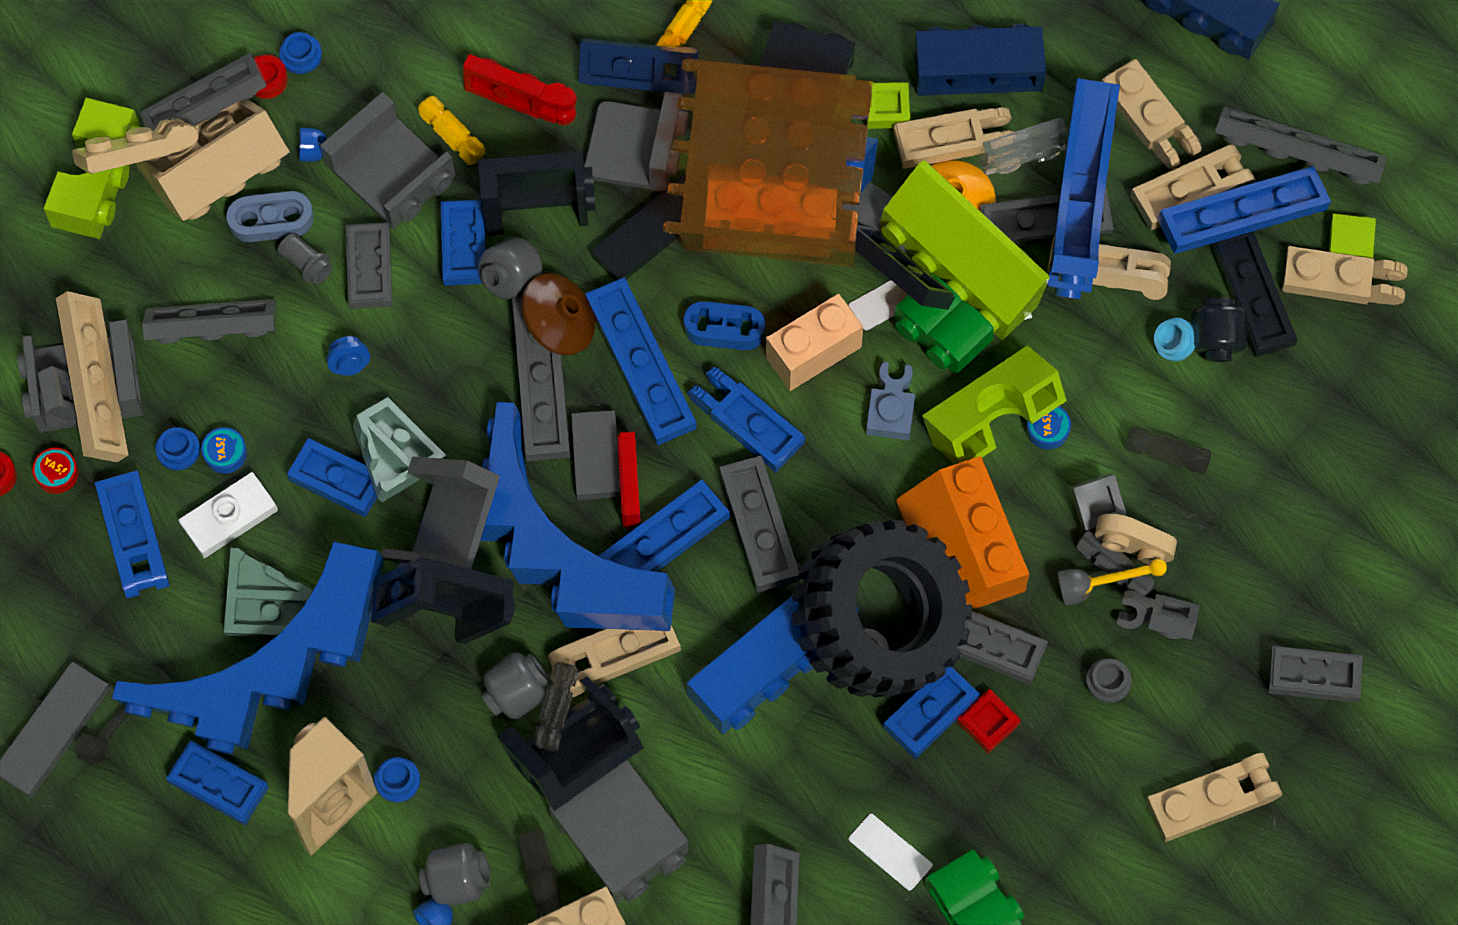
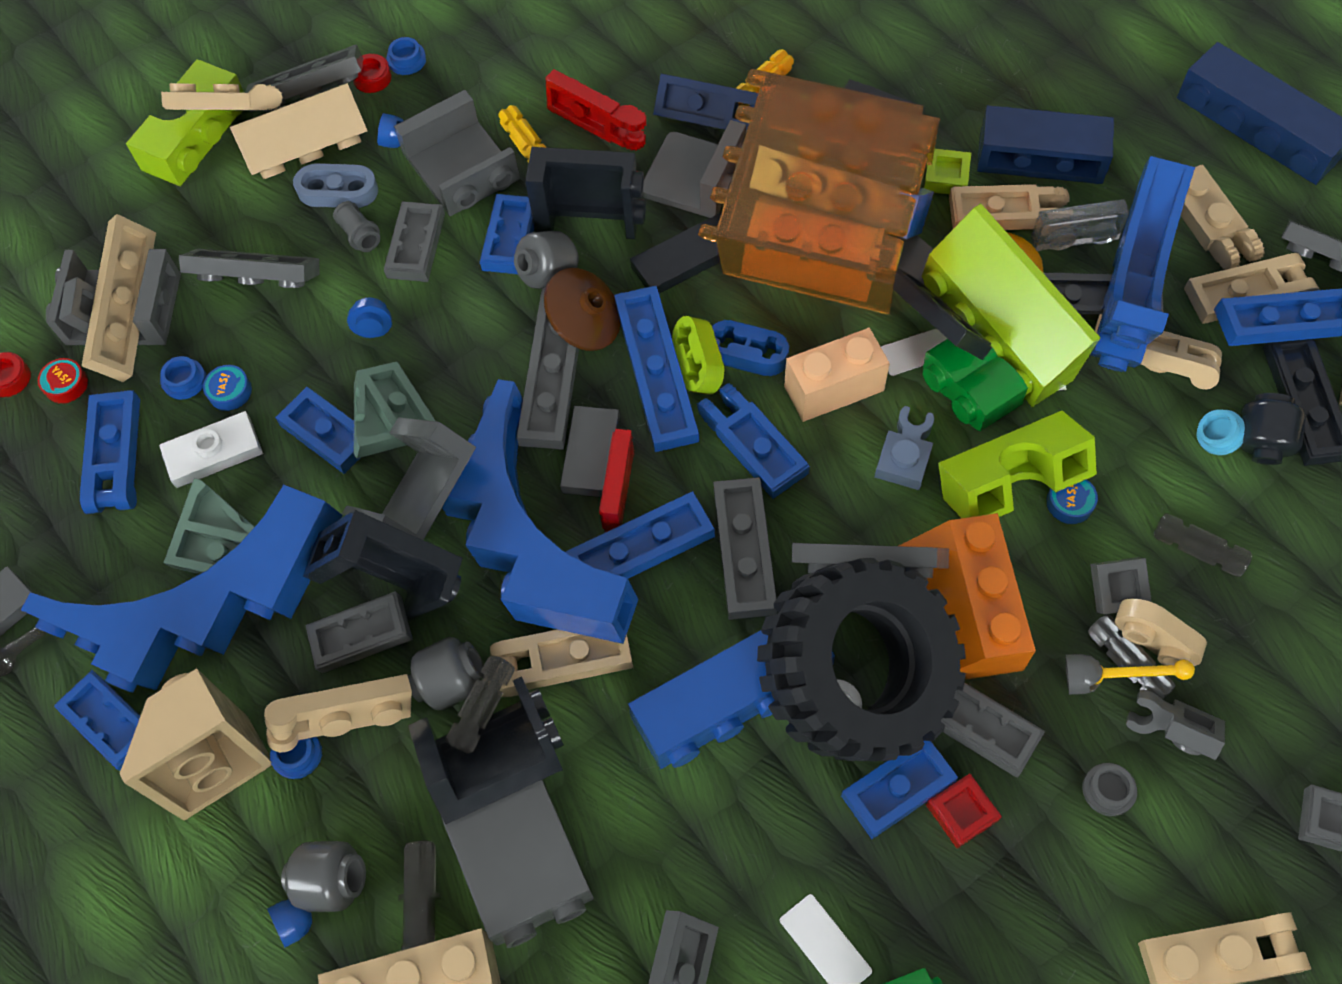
camera: 15 degrees right, 5 degrees down
(424, 663) = (358, 632): none -> dark grey plate
(432, 735) = (337, 711): none -> tan plate
(679, 343) = (698, 355): none -> lime beam
(912, 511) = (912, 558): none -> dark grey plate

